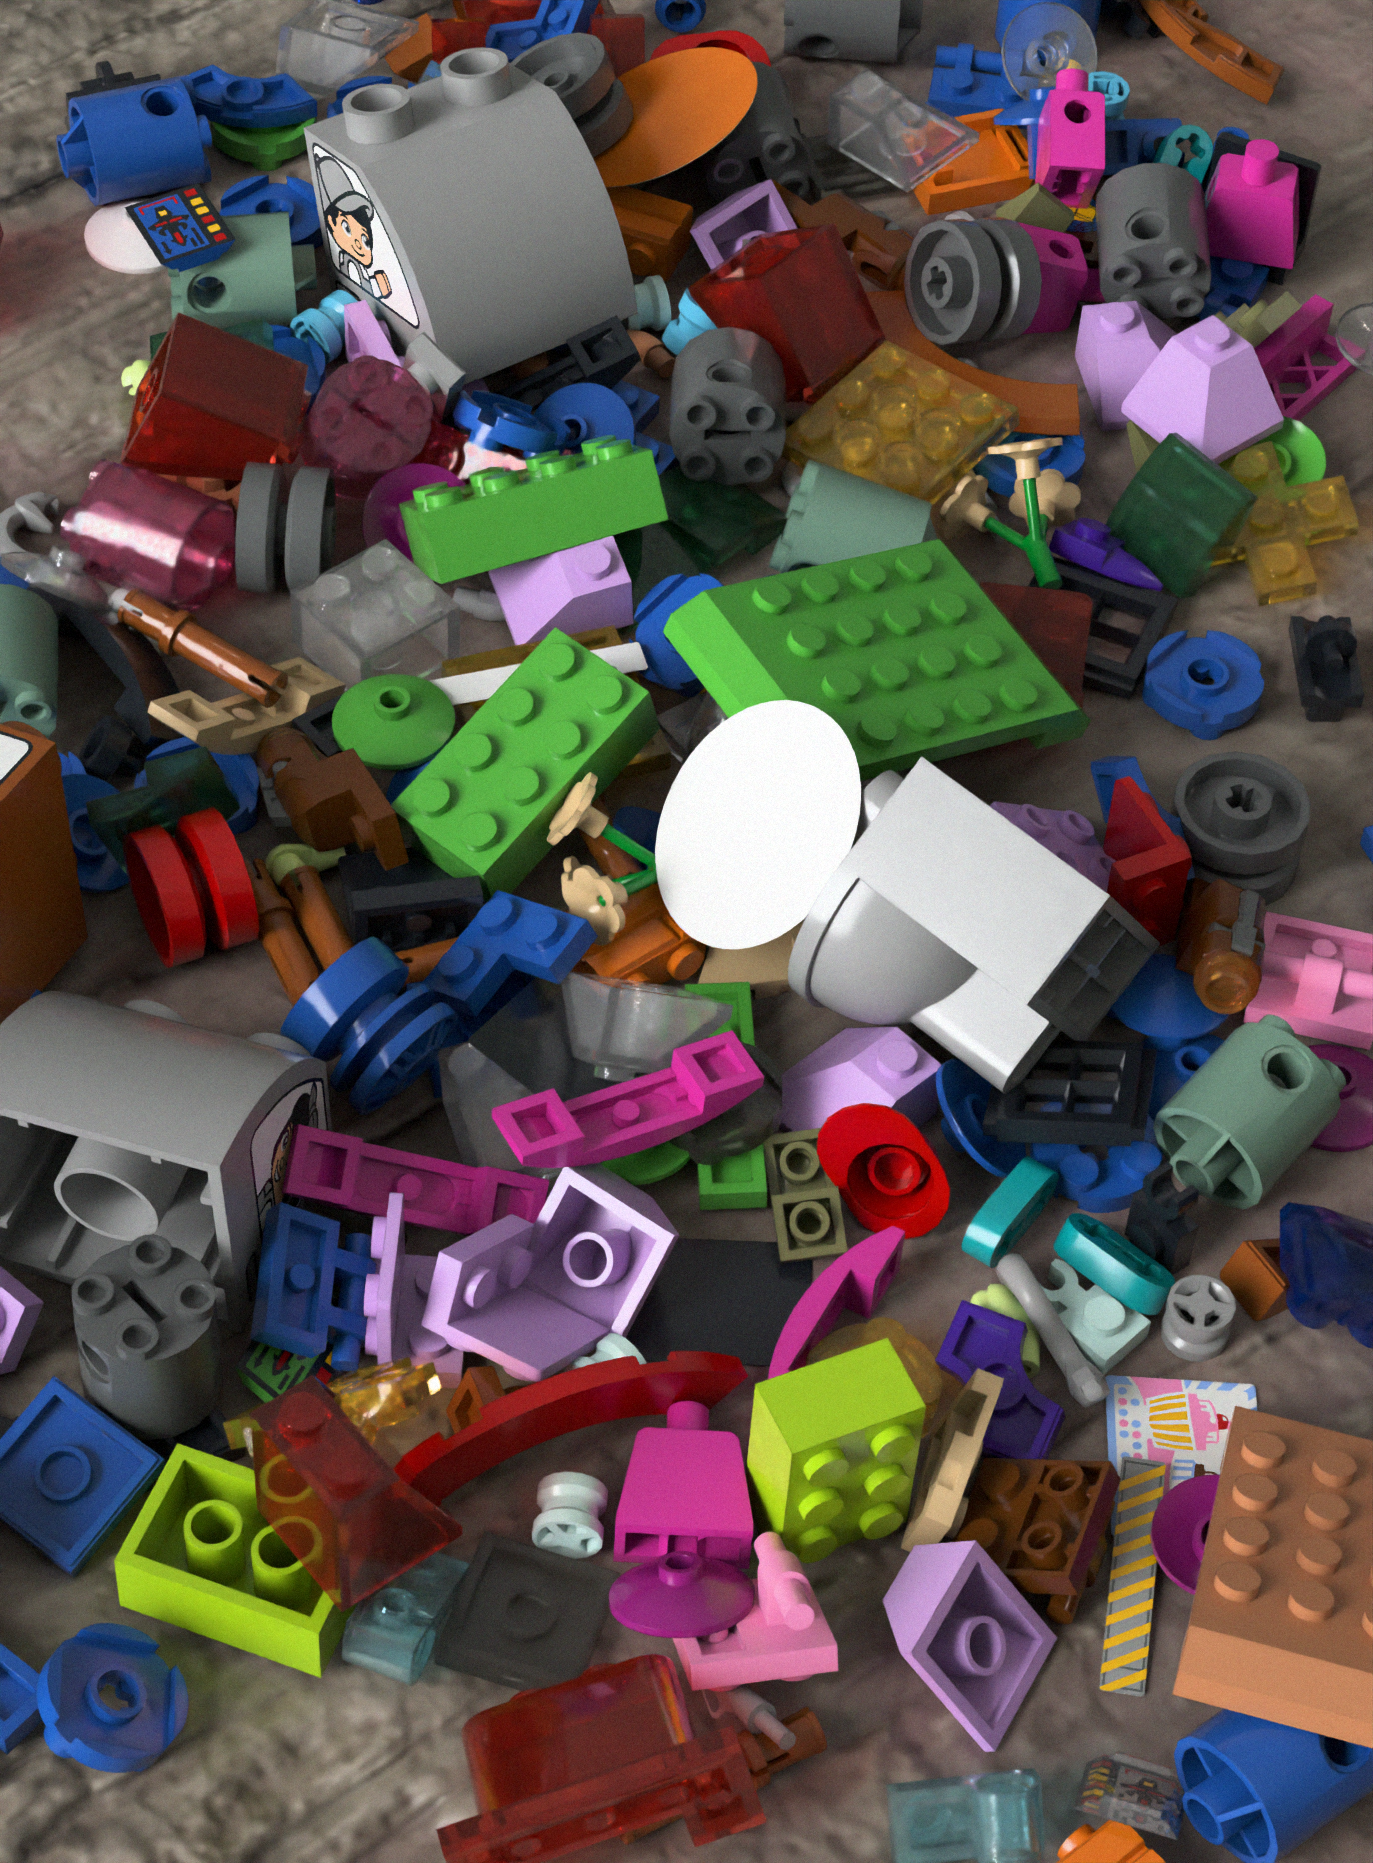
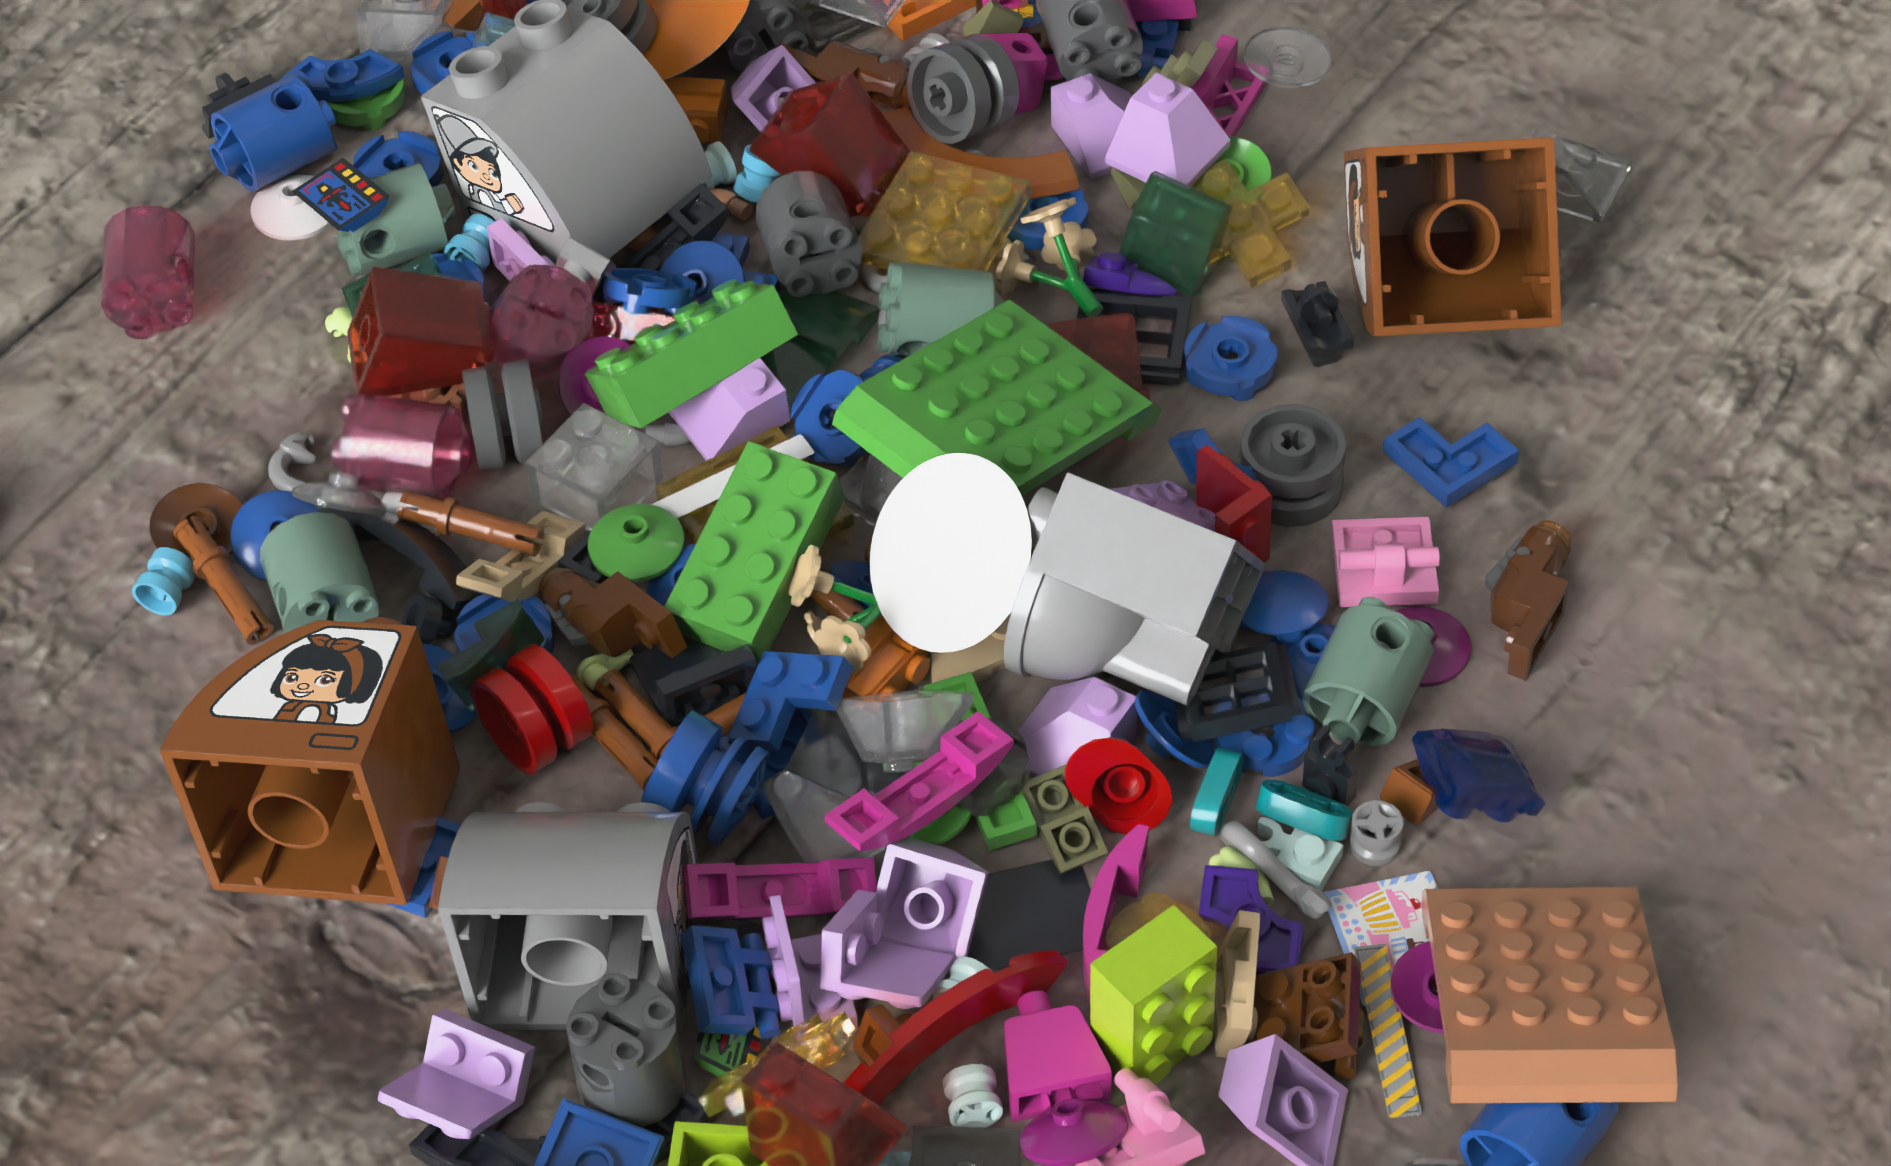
camera: 10 degrees left, 0 degrees up
(1222, 943) = (1310, 552): plate -> none

